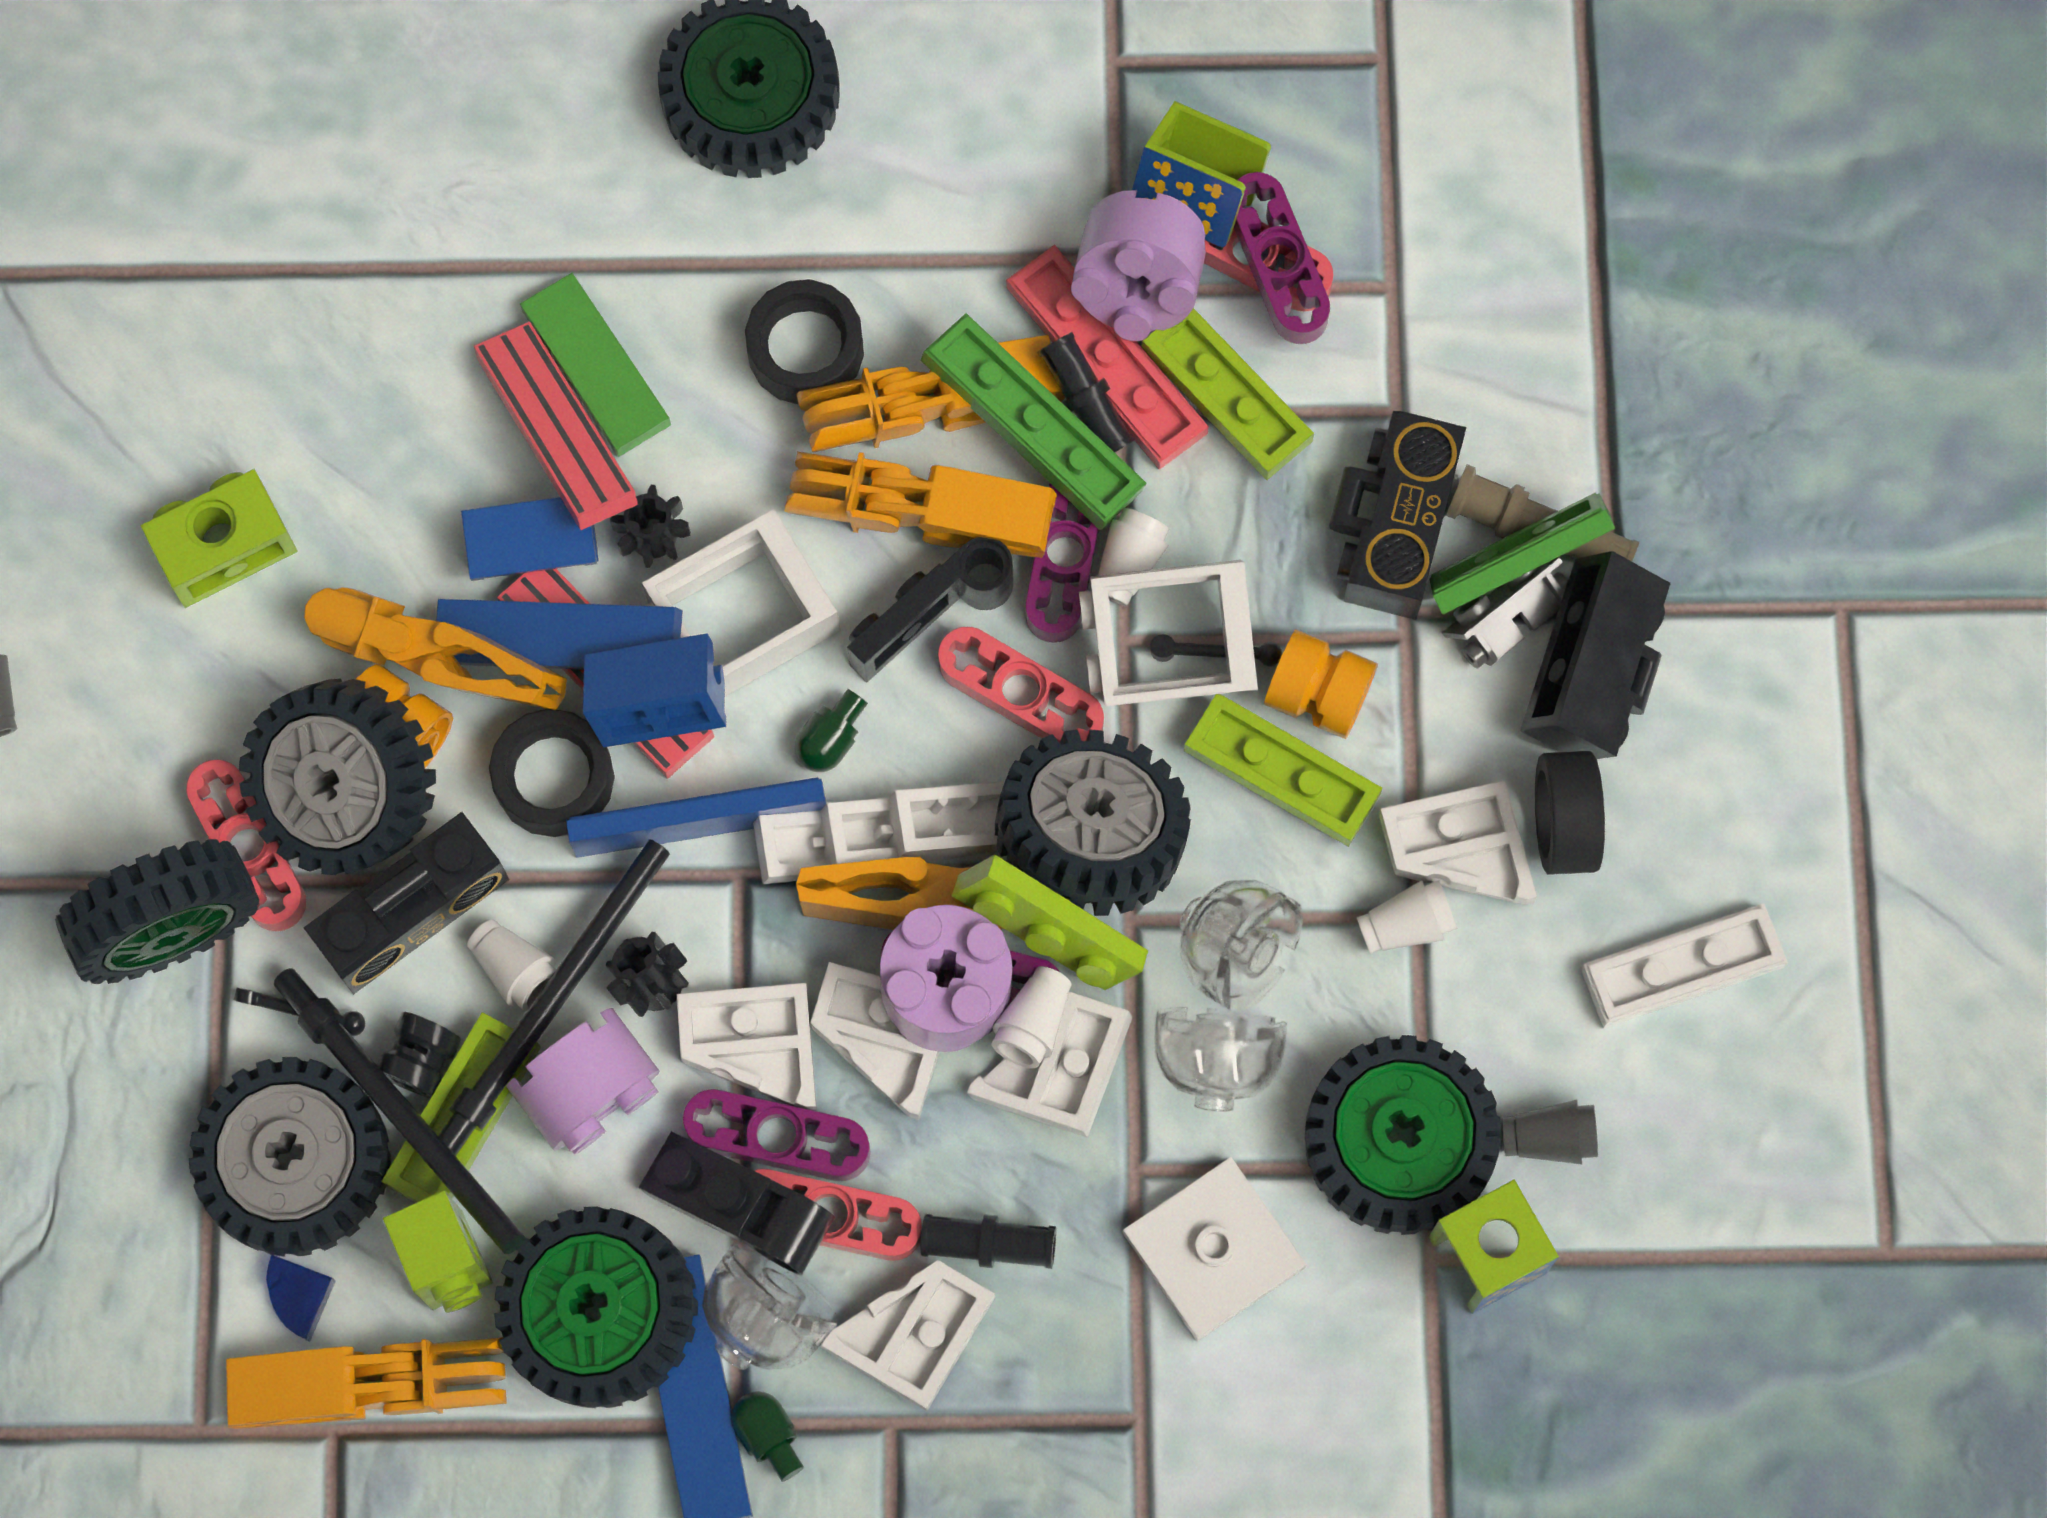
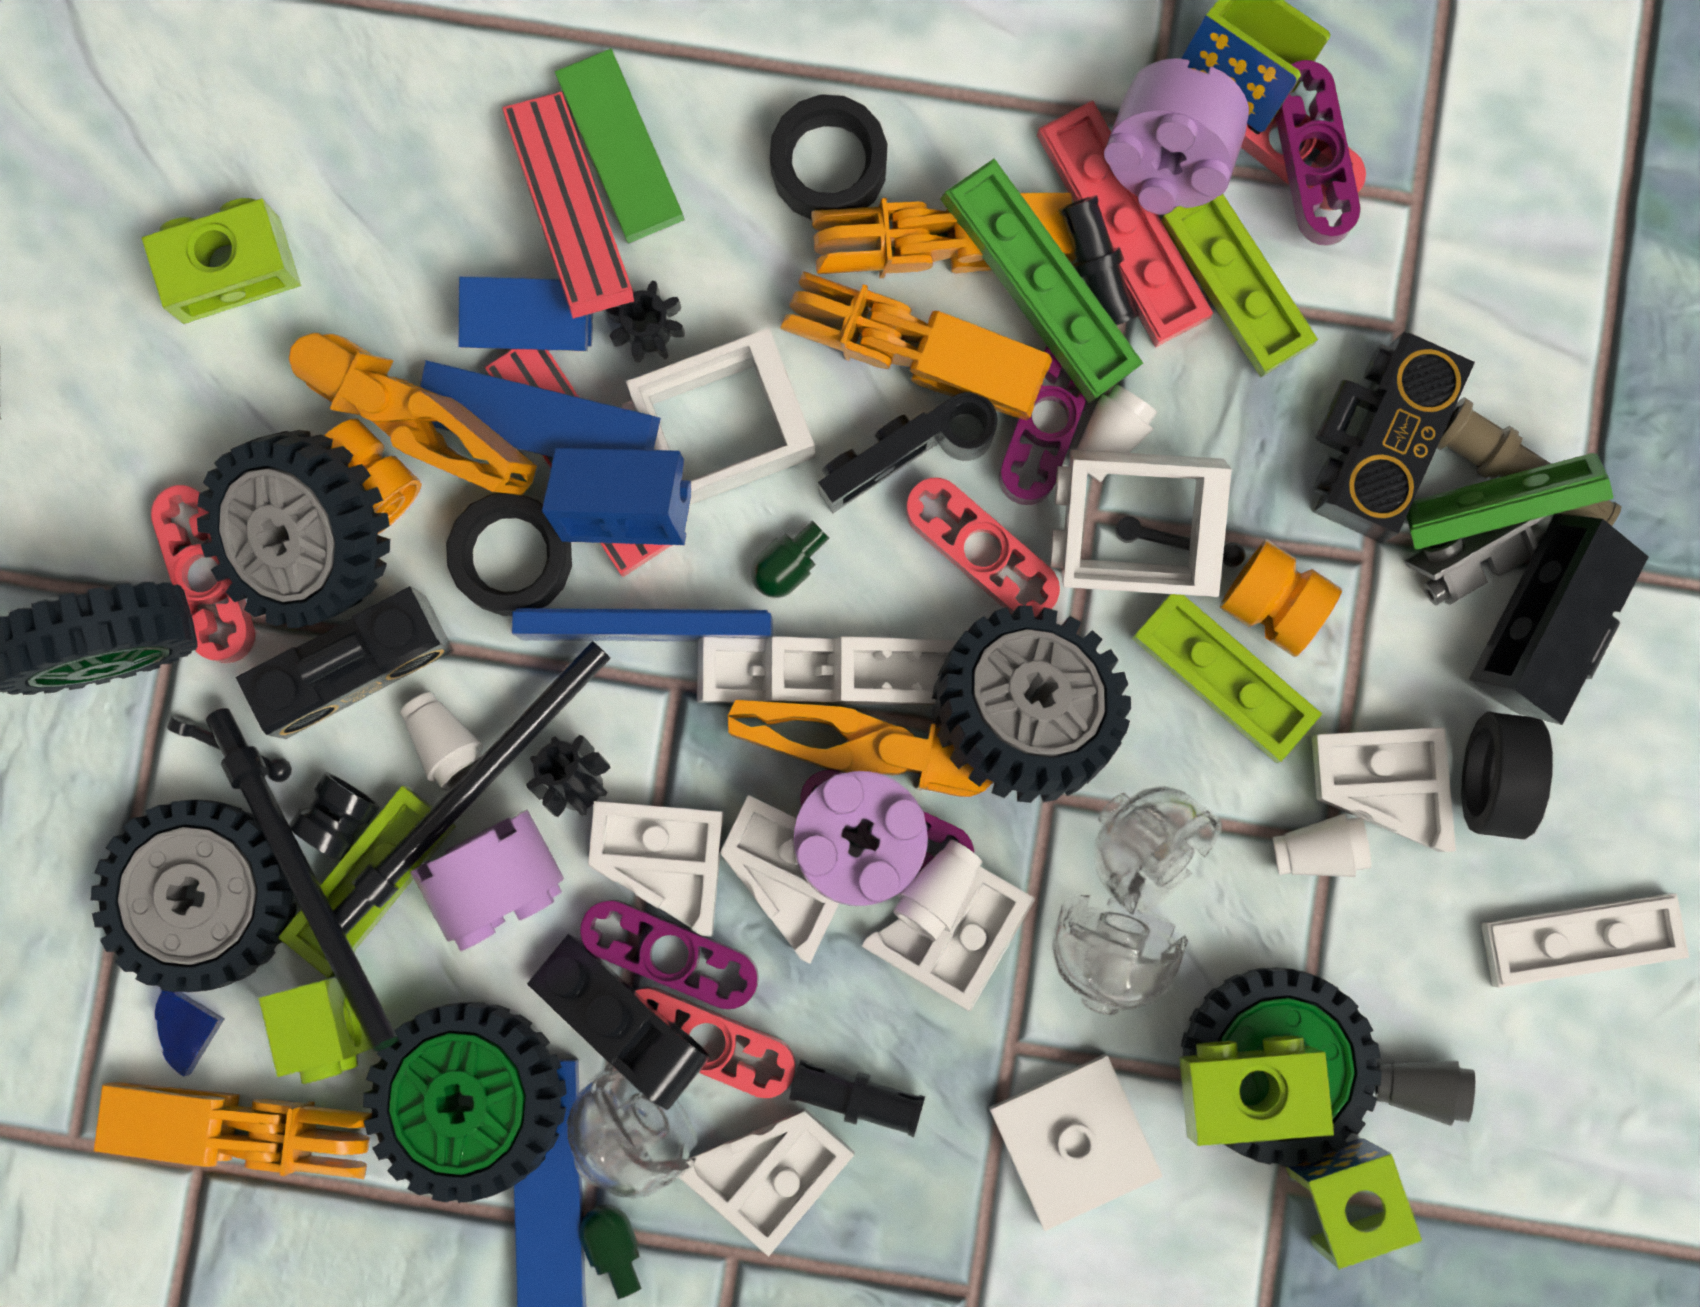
camera: 10 degrees right, 10 degrees up
(1049, 923) = (970, 802): lime plate -> none
(1345, 1177) = (1293, 1108): none -> lime brick

